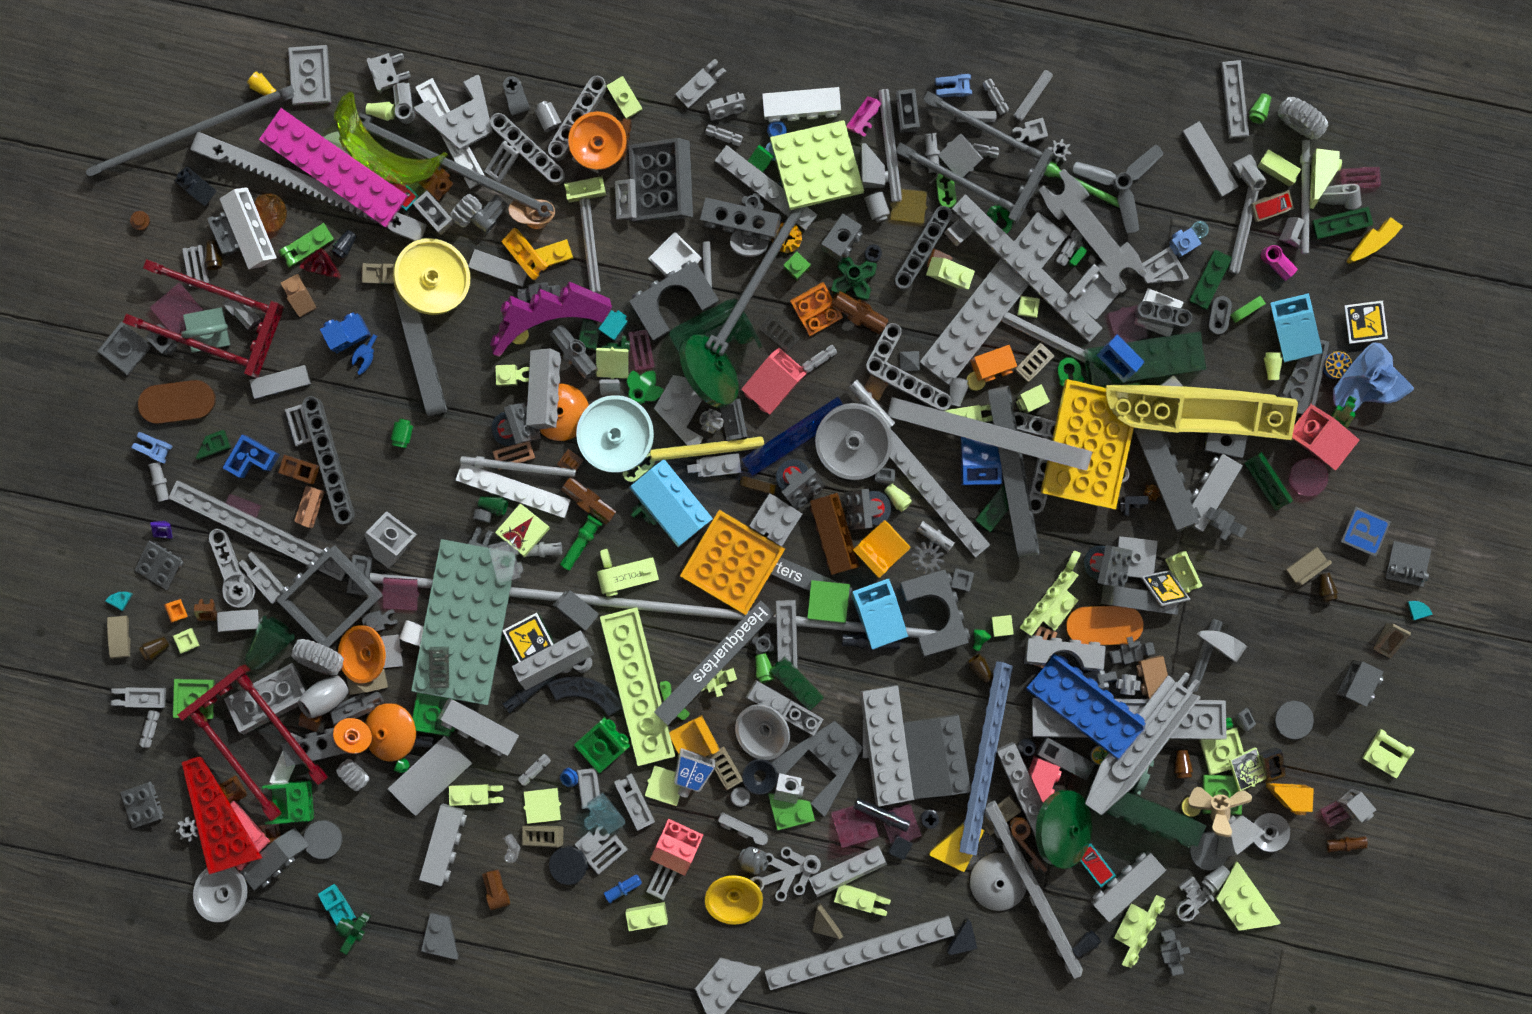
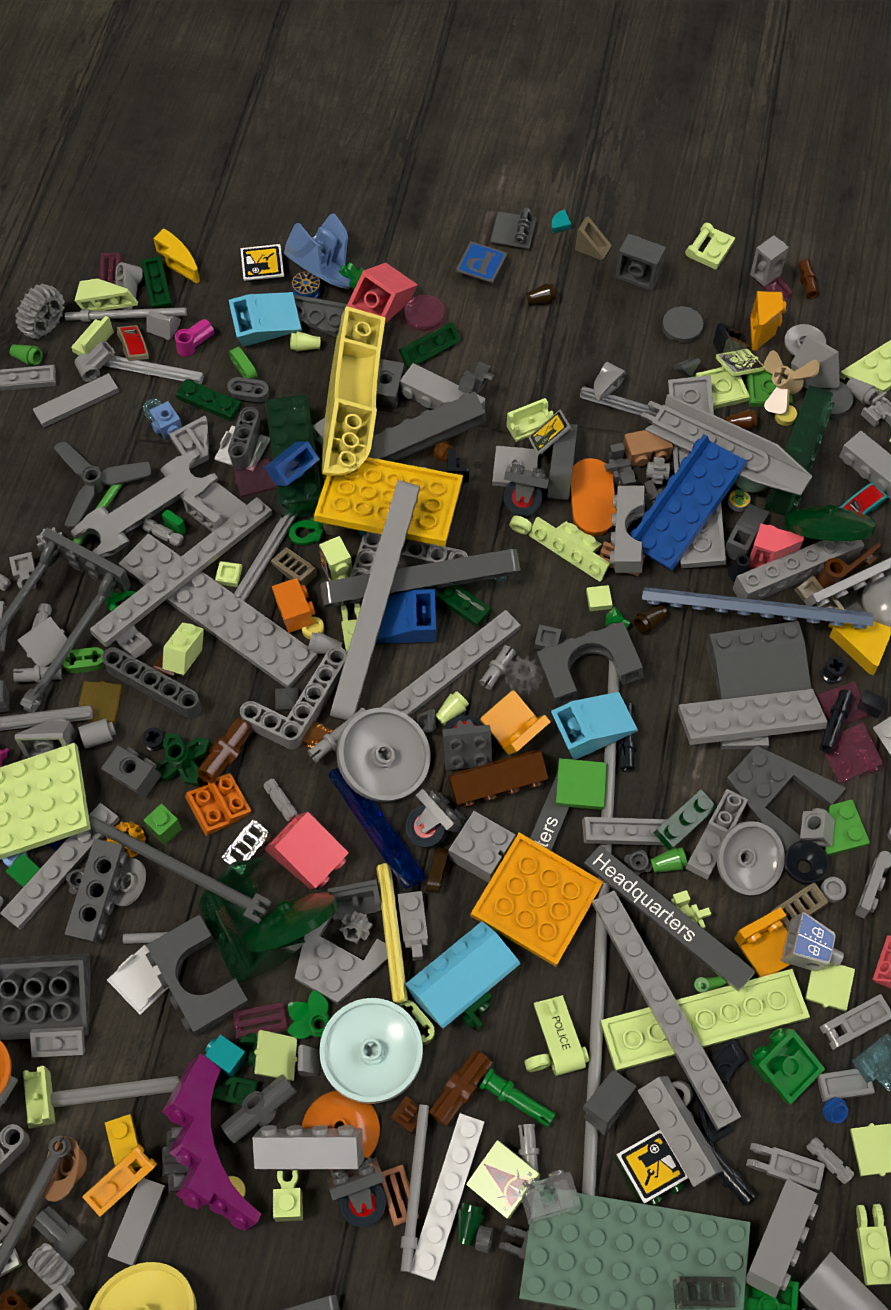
camera: 90 degrees left, 25 degrees down
(529, 739) = (789, 1166): none -> light grey hinge
(645, 655) = (666, 1011): none -> light grey plate
(1307, 566) = (521, 310): dark tan panel -> none

